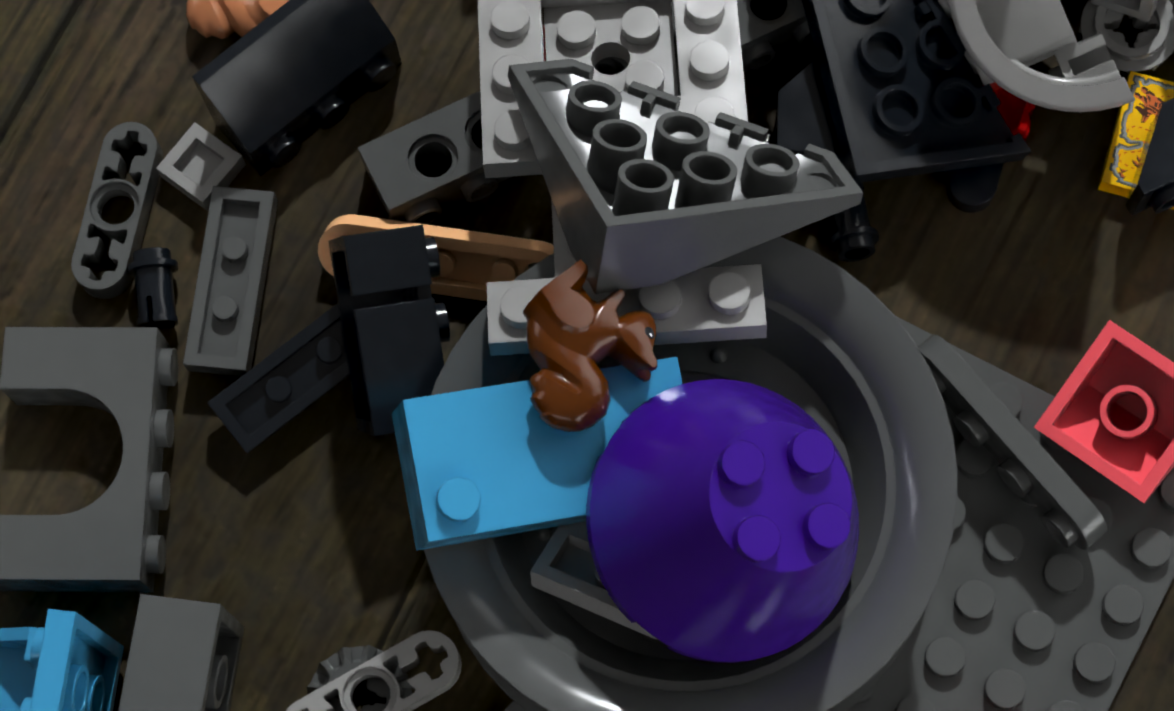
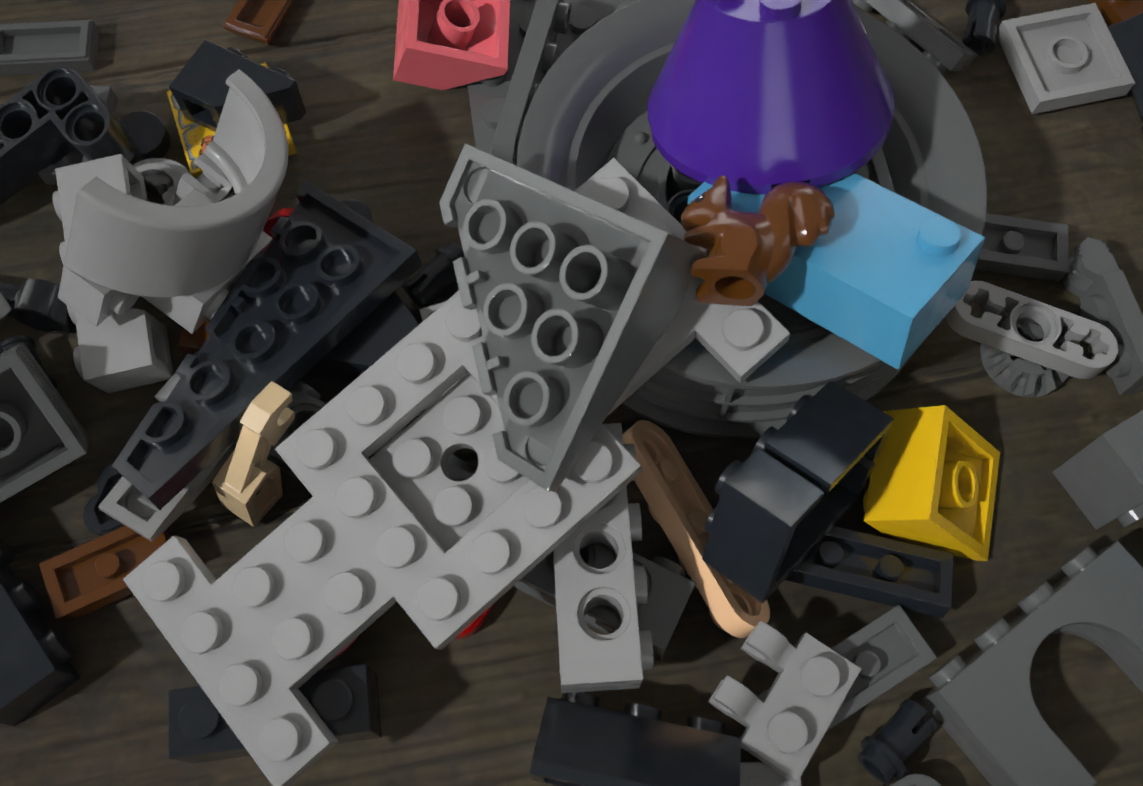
camera: 135 degrees left, 5 degrees down
(237, 219) = (797, 707): none -> light grey plate
(313, 490) = (934, 483): none -> yellow slope
(397, 68) = (593, 659): none -> light grey brick

